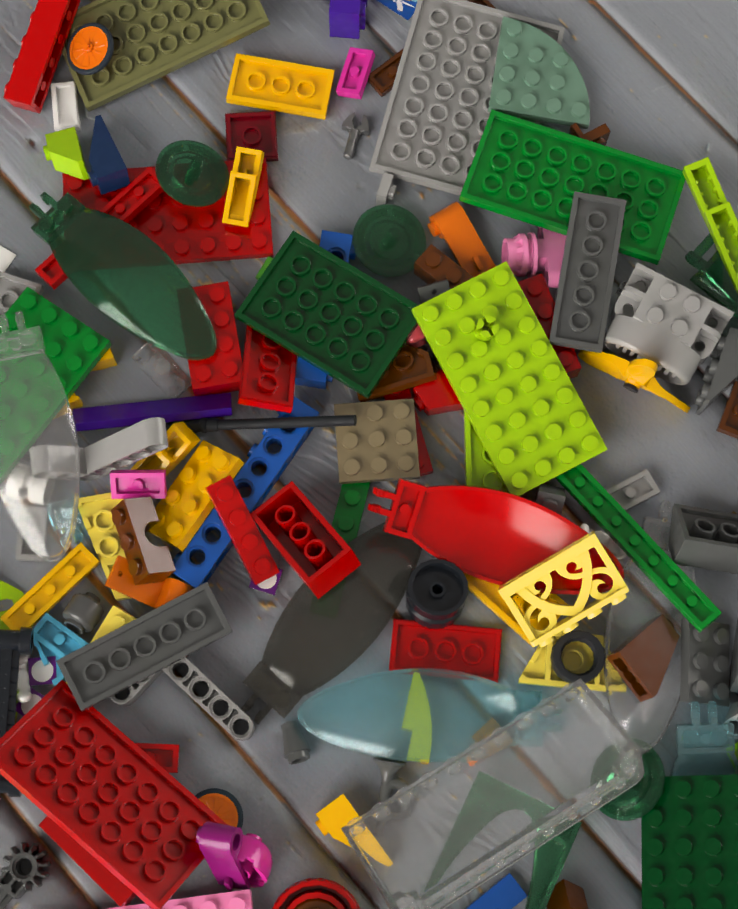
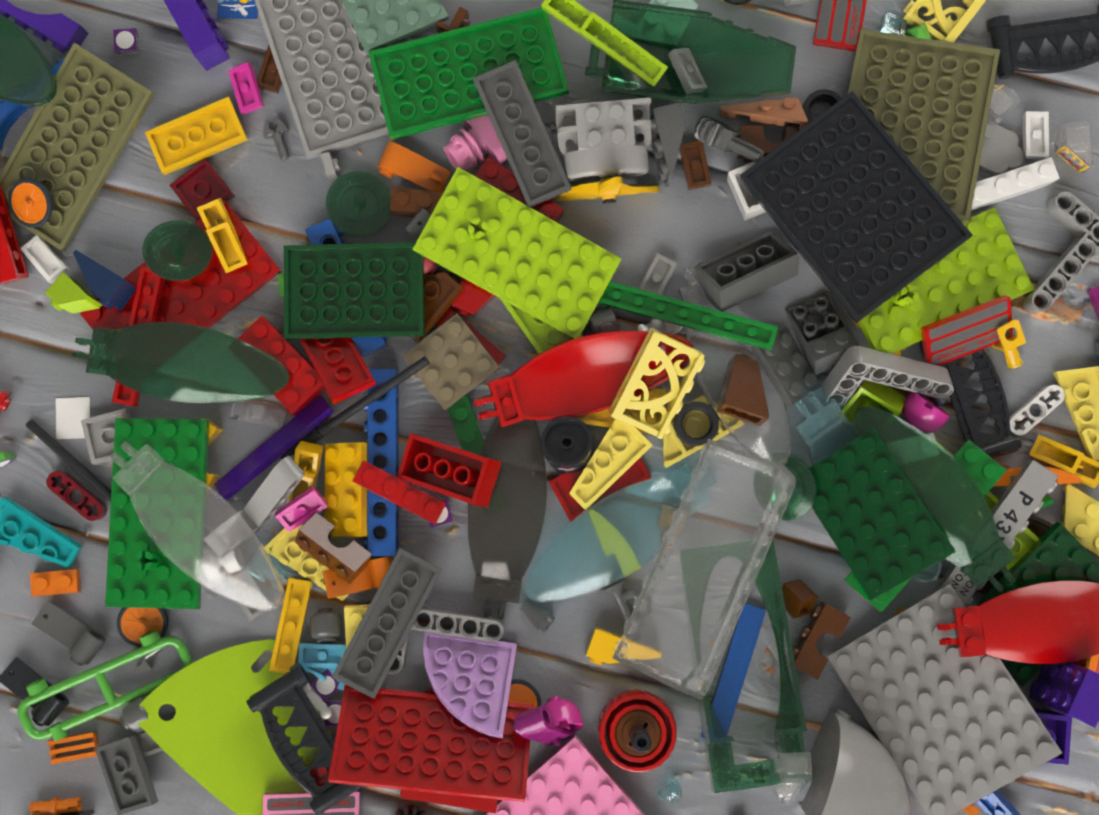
camera: 30 degrees left, 10 degrees up
(188, 758) = (471, 678): none -> lavender plate
(474, 636) = (612, 458): none -> light yellow wing

